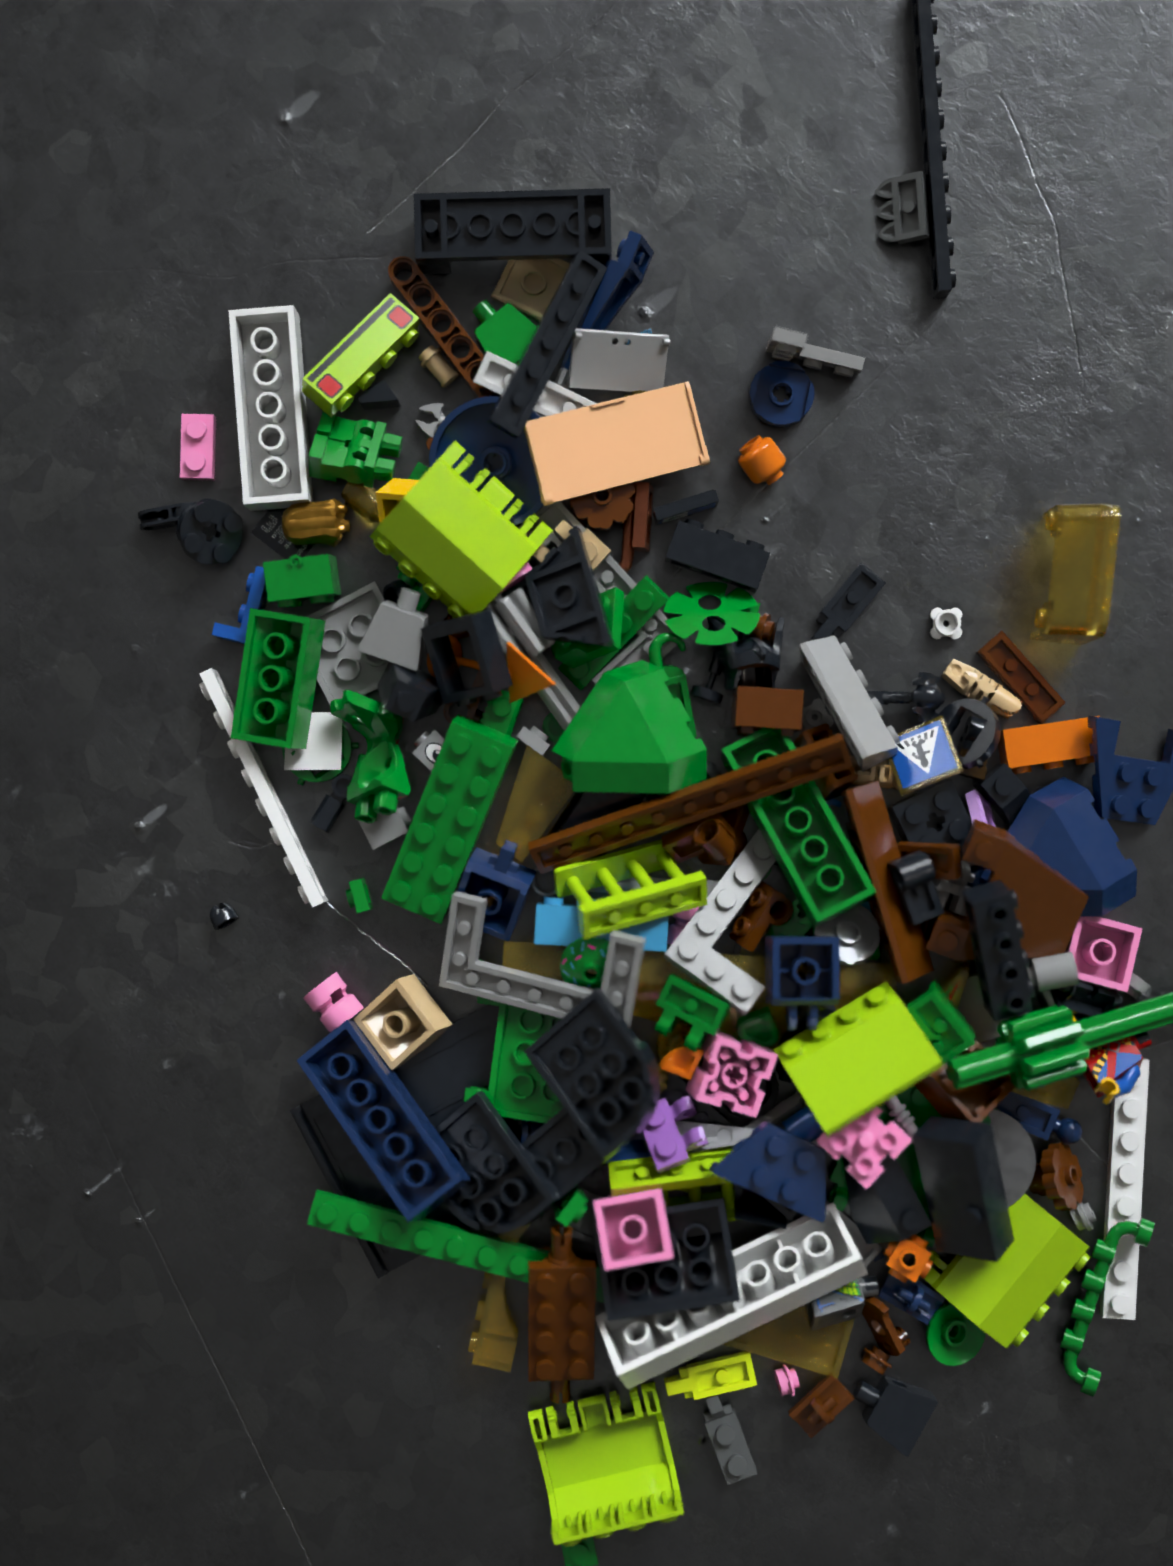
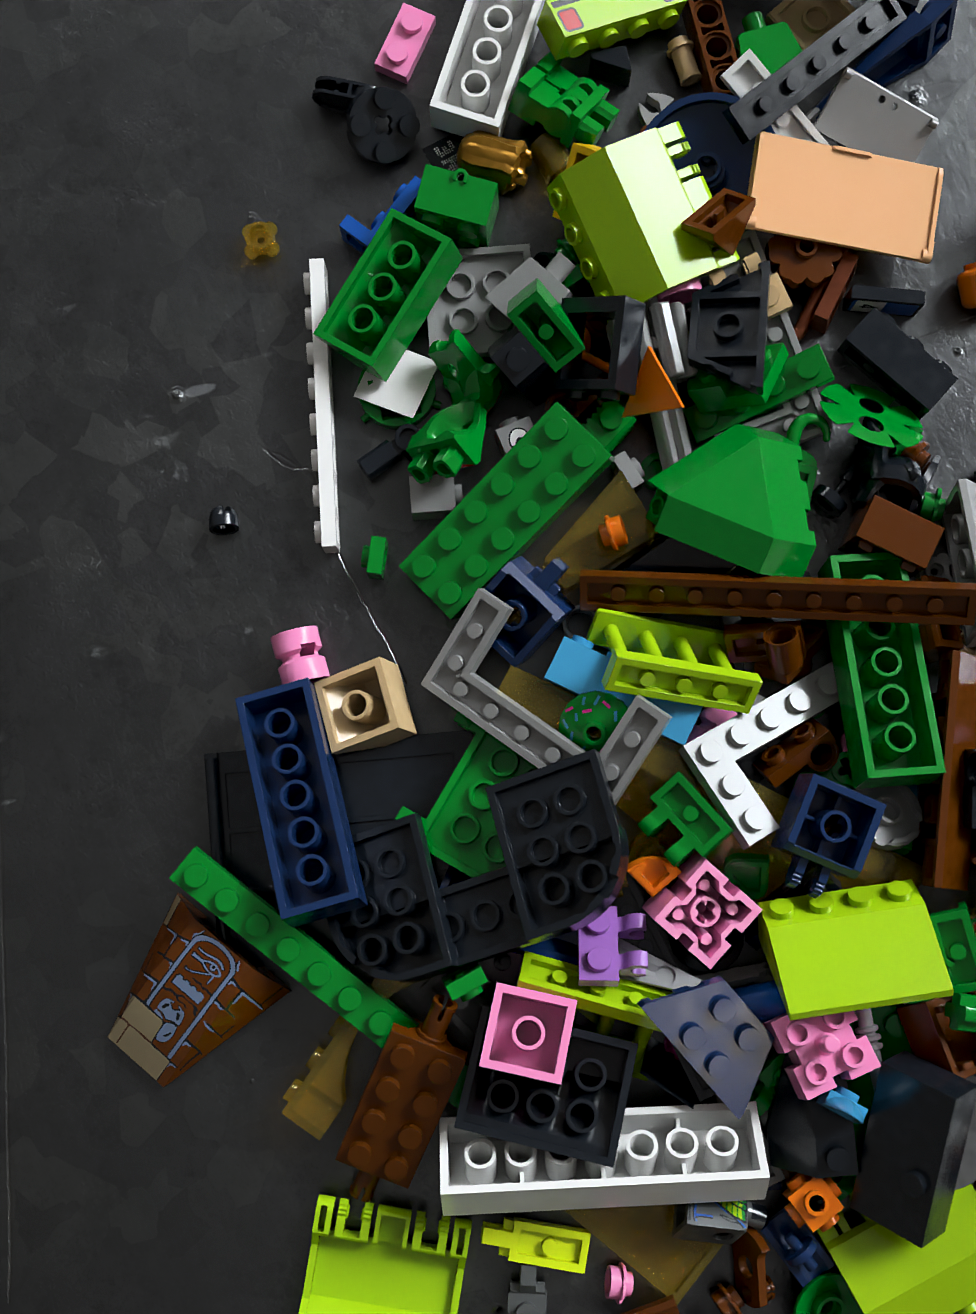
camera: 20 degrees right, 5 degrees down
(141, 667) = (257, 230): none -> clear yellow plate
(361, 1304) = (189, 996): none -> wedge
(415, 659) = (545, 325): none -> green slope
(523, 510) = (721, 219): none -> reddish brown slope
(541, 802) = (613, 532): none -> orange plate
(791, 665) = (932, 506): none -> green plate
(897, 1178) = (844, 1104): none -> dark azure plate

